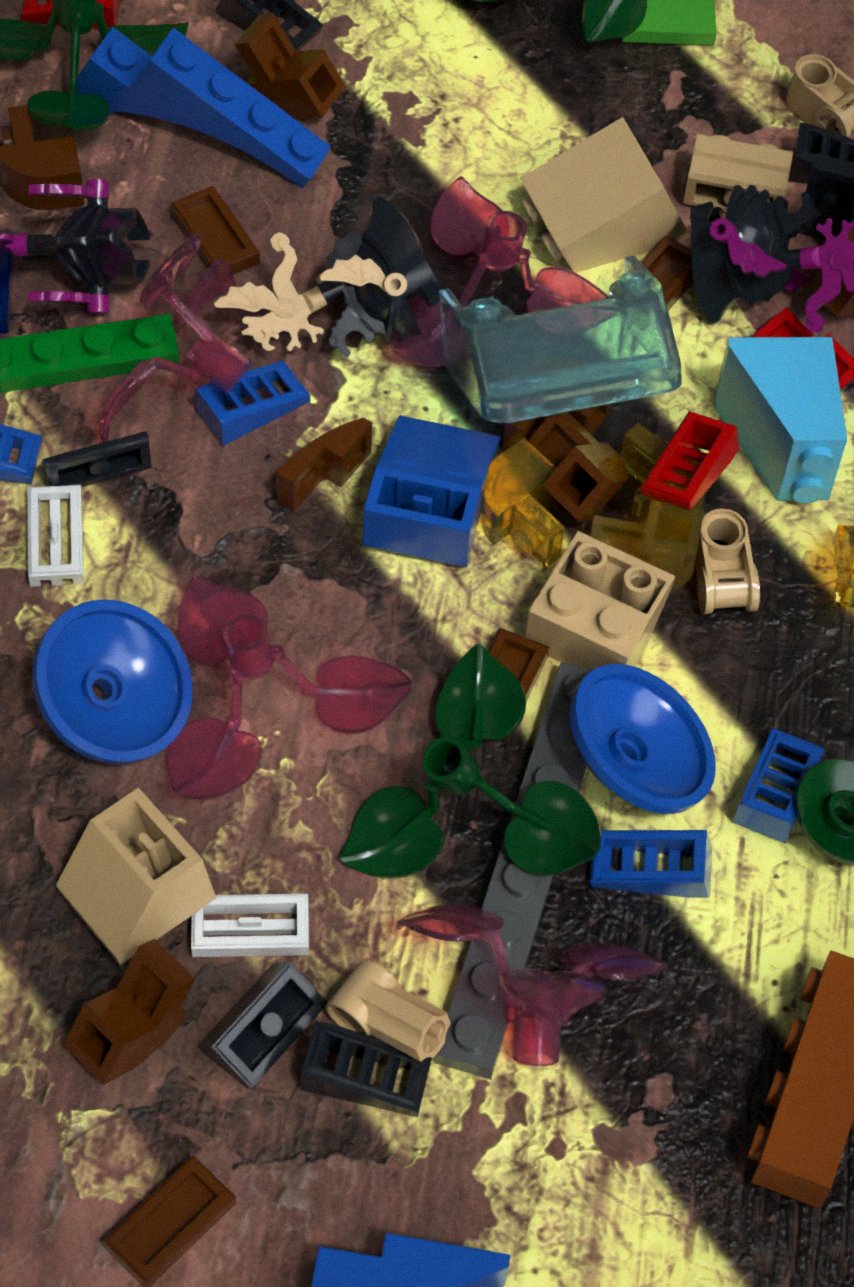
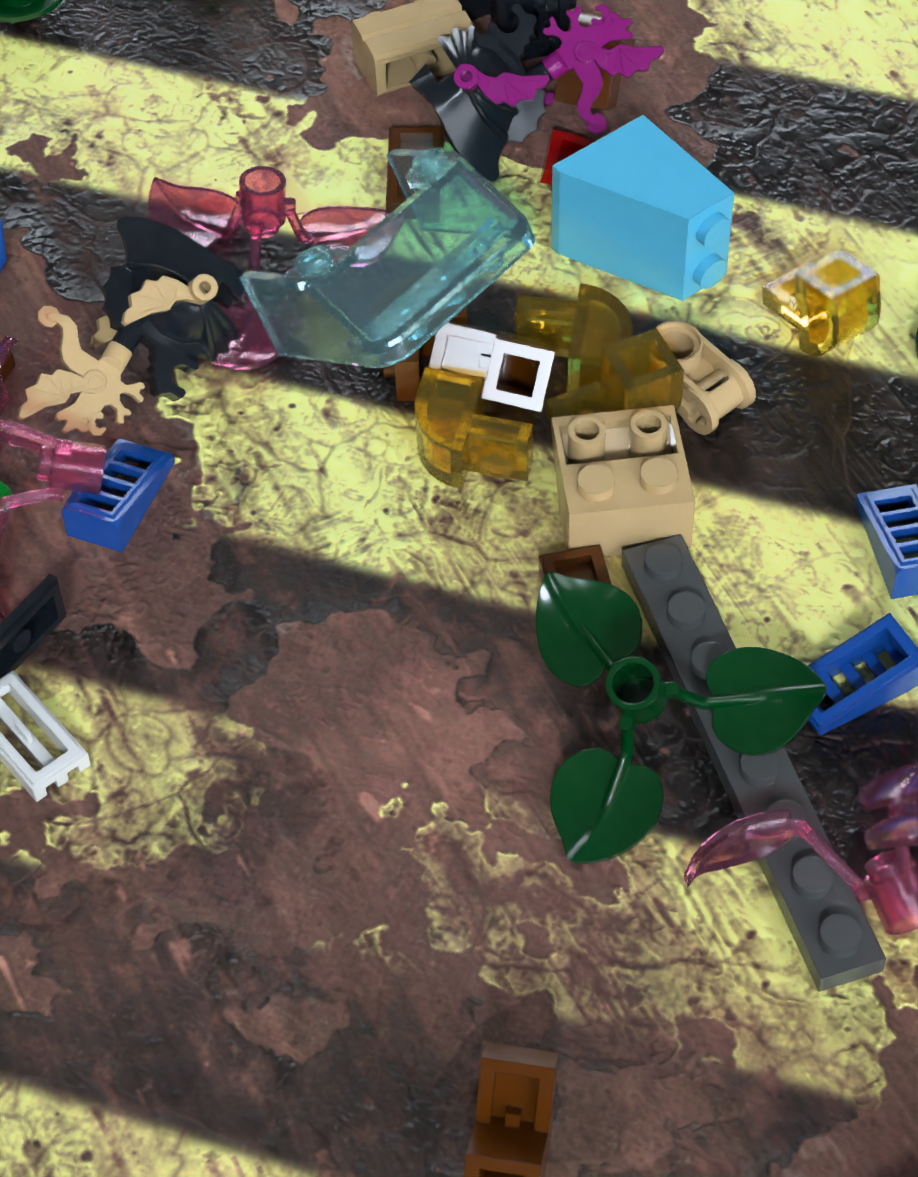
camera: 30 degrees left, 5 degrees down
(133, 663) = (217, 831): blue dish -> none
(133, 876) = (399, 1003): tan slope -> none
(227, 622) = (372, 845): clear pink plant -> none
(252, 945) = (494, 1014): white tile -> none
(263, 1023) = (630, 1064): black slope -> none
(329, 456) = (244, 501): reddish brown slope -> none
(338, 1085) = (735, 1078): black slope -> none
(378, 1006) = (730, 969): tan piece -> none
(428, 491) = (372, 471): blue slope -> none
(601, 201) = (313, 121): tan slope -> none
(642, 739) = (764, 570): blue dish -> none
(694, 431) = (601, 264): red slope -> none

